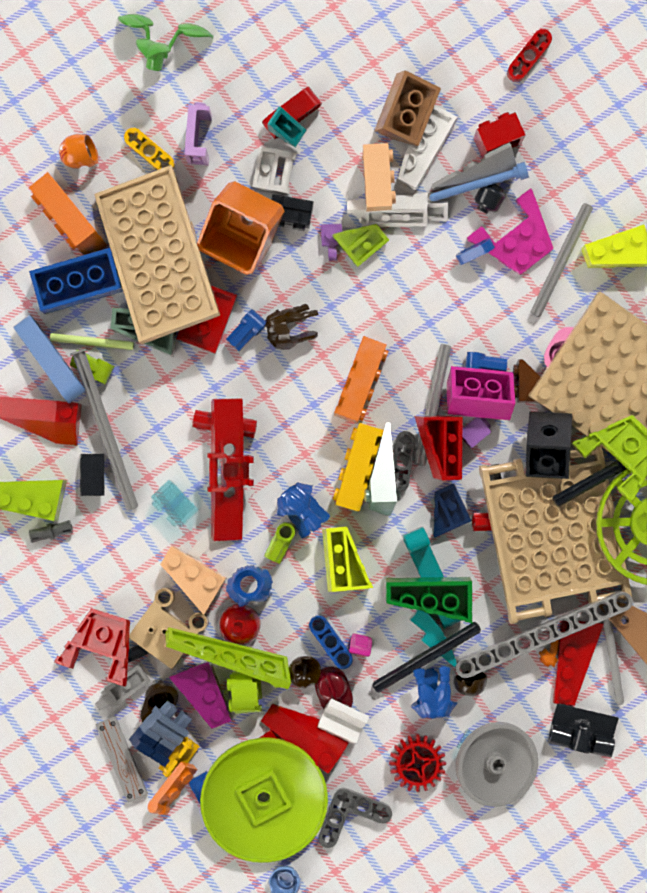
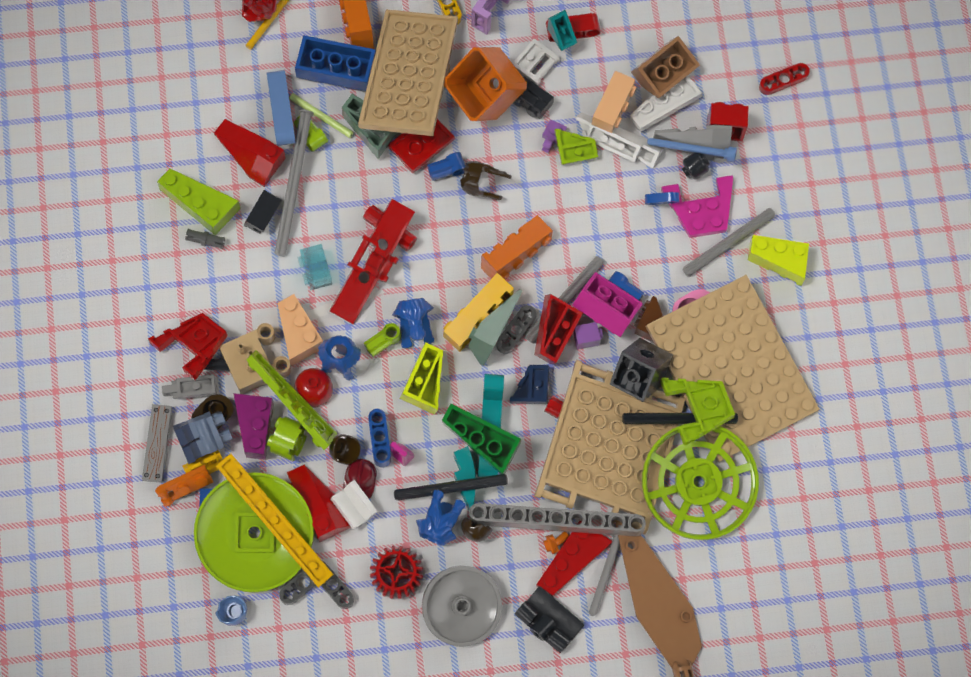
camera: 20 degrees right, 15 degrees down
(278, 780) = (274, 520): none -> yellow tile

